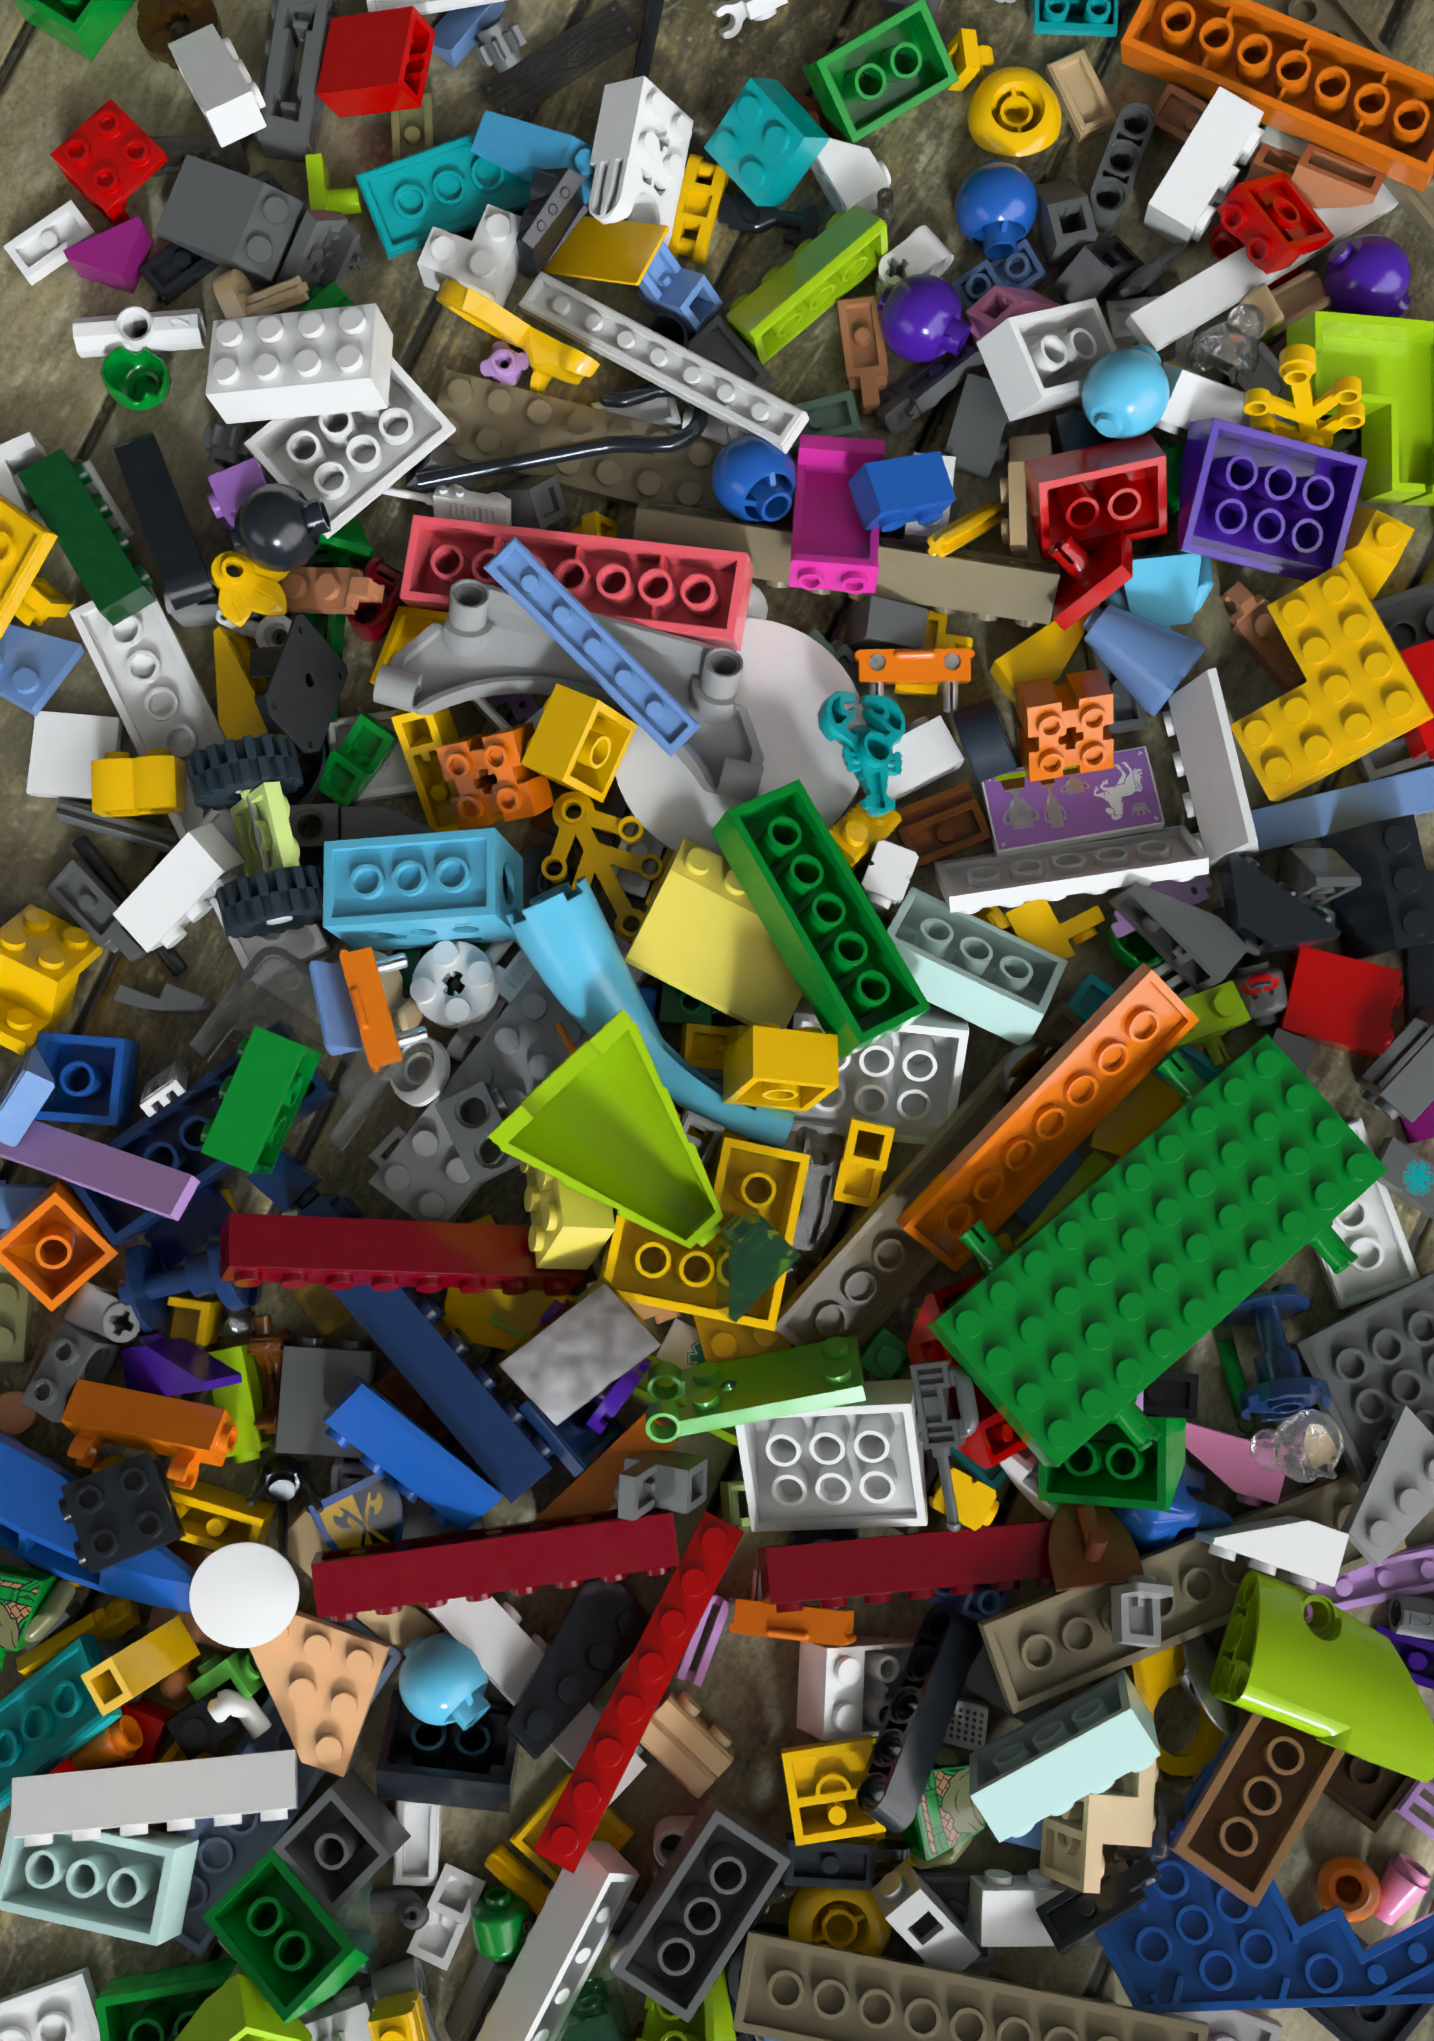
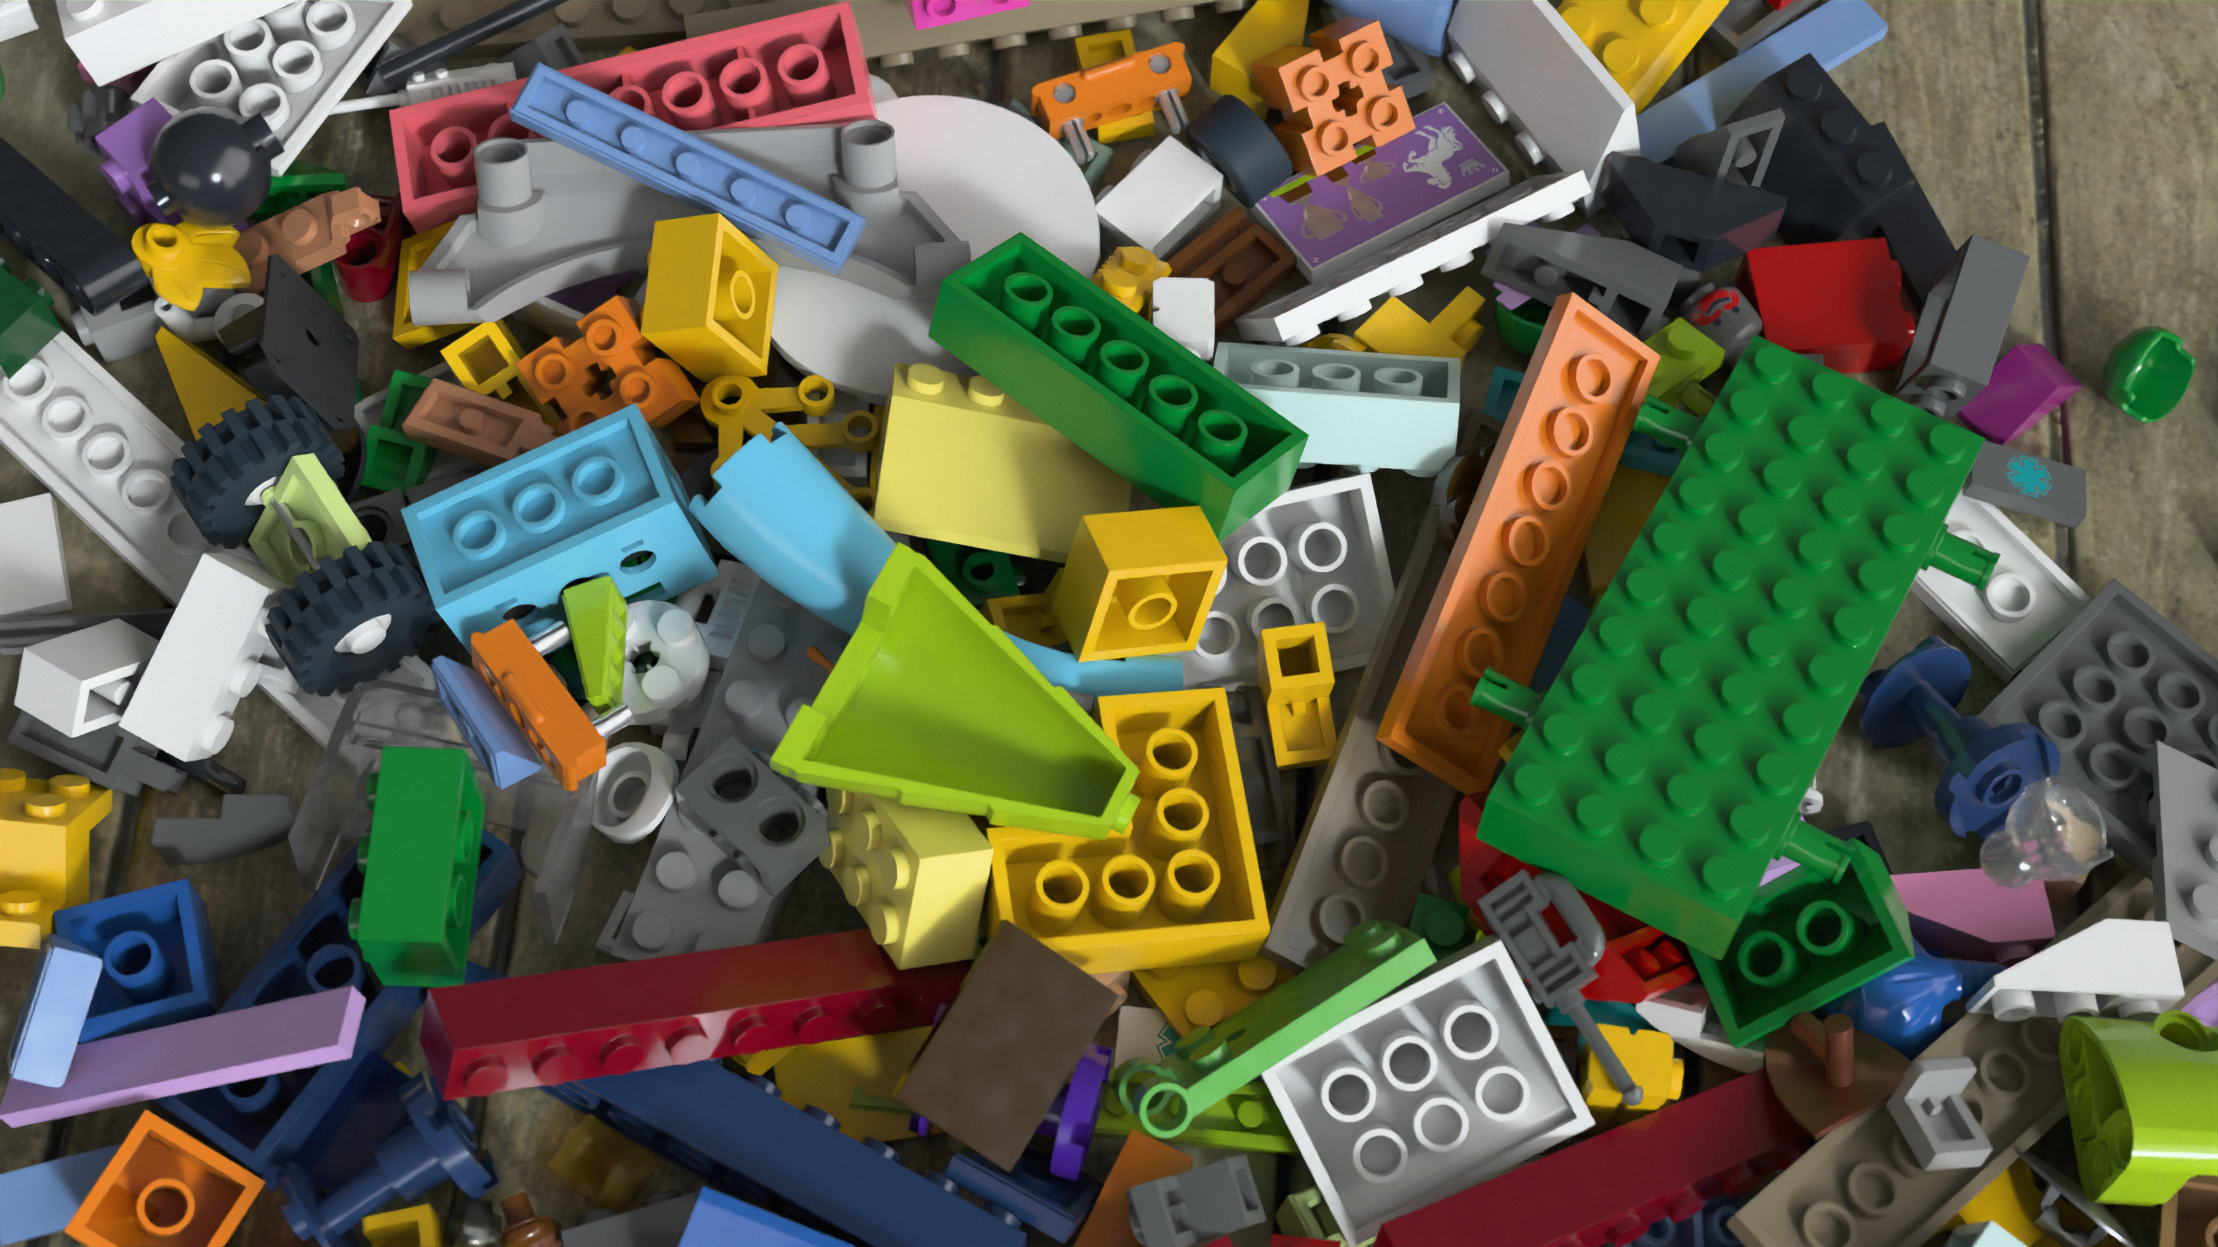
camera: 25 degrees left, 20 degrees down
(103, 871) = (84, 676): none -> white brick
(139, 784) = (106, 554): yellow brick -> none
(170, 1079) = (264, 932): white tile -> none
(403, 785) = (474, 424): none -> nougat hinge
(424, 974) = (598, 632): none -> lime slope
(748, 1263) = (1195, 817): clear green slope -> none
(866, 749) = (1093, 182): teal animal -> none
(885, 625) = (1051, 51): dark grey slope -> none
(1232, 1372) = (1918, 812): green piece -> none

